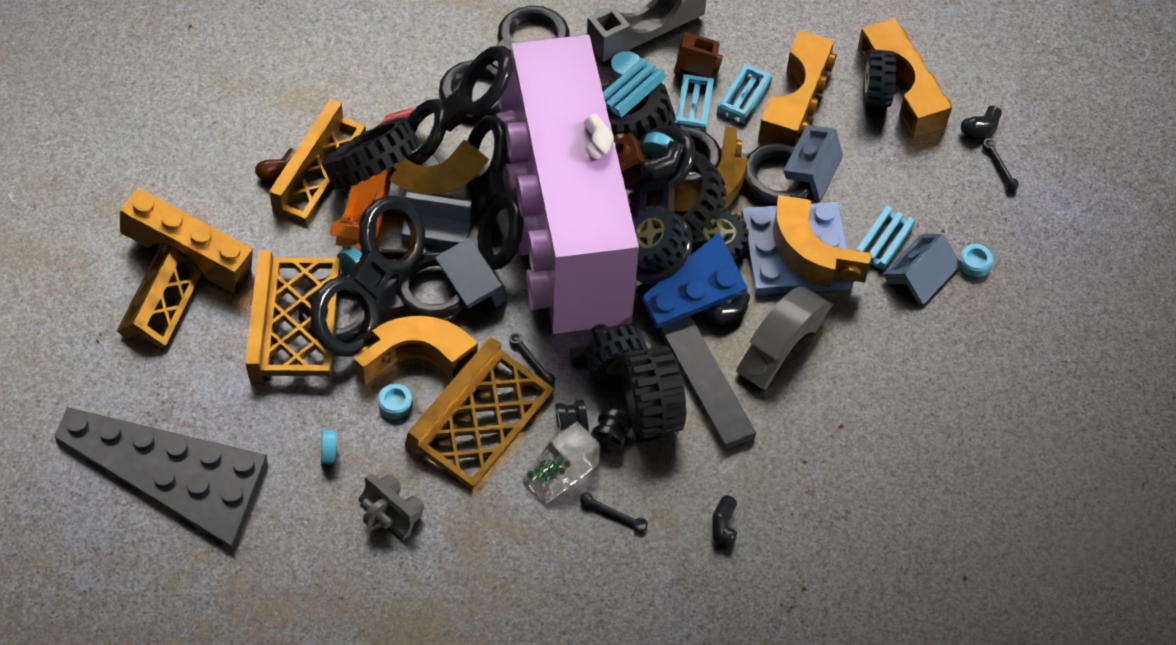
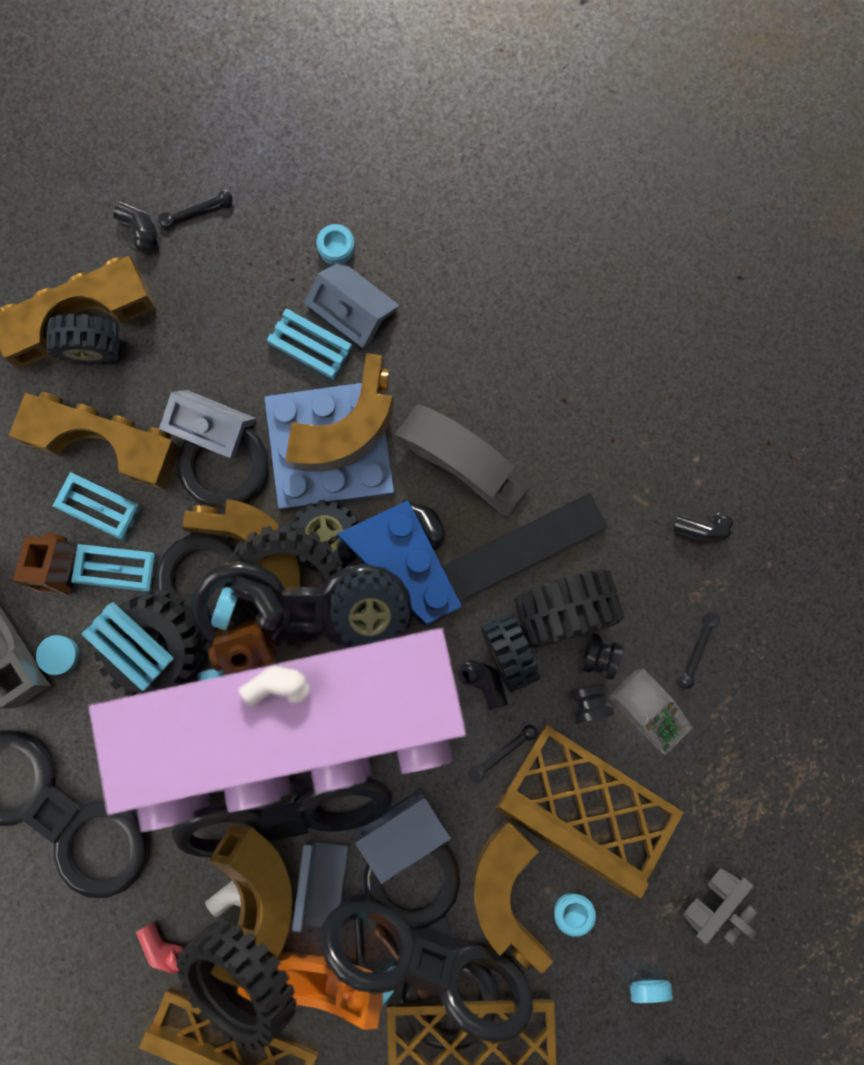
camera: 85 degrees left, 25 degrees up
(459, 104) = (173, 879): black bar -> none

